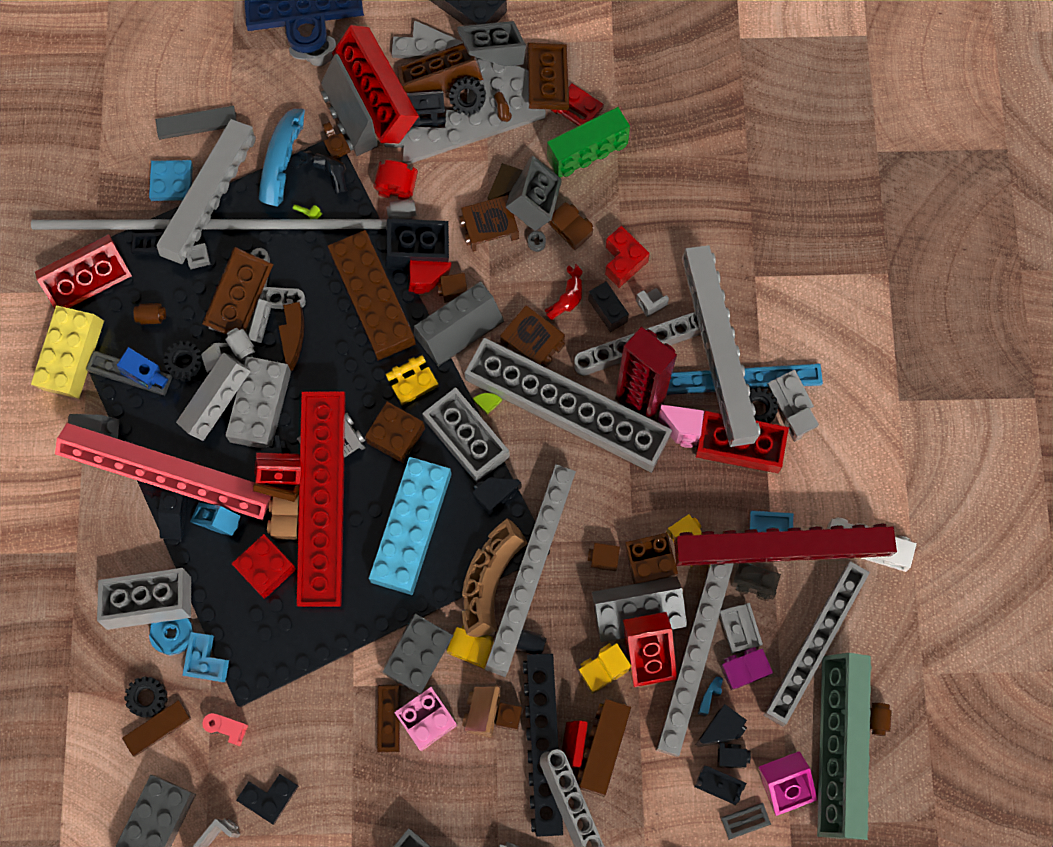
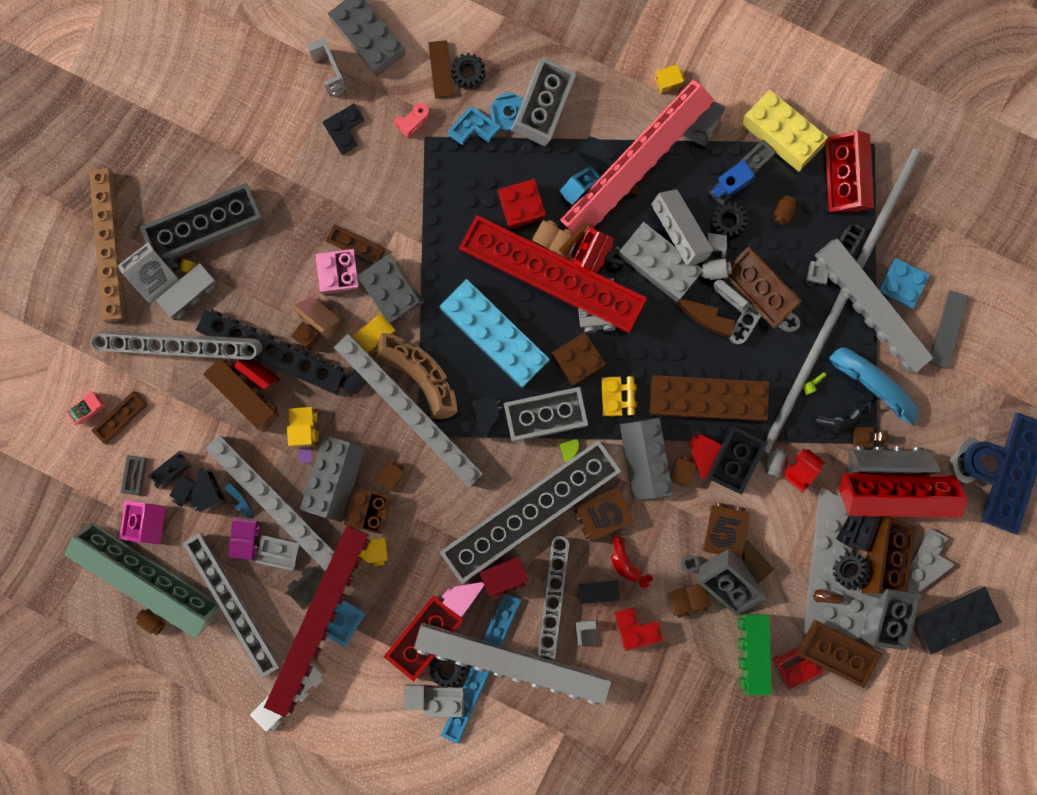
camera: 115 degrees right, 10 degrees up
(62, 489) = (669, 78): none -> yellow brick
(650, 649) = (295, 468): red brick -> none

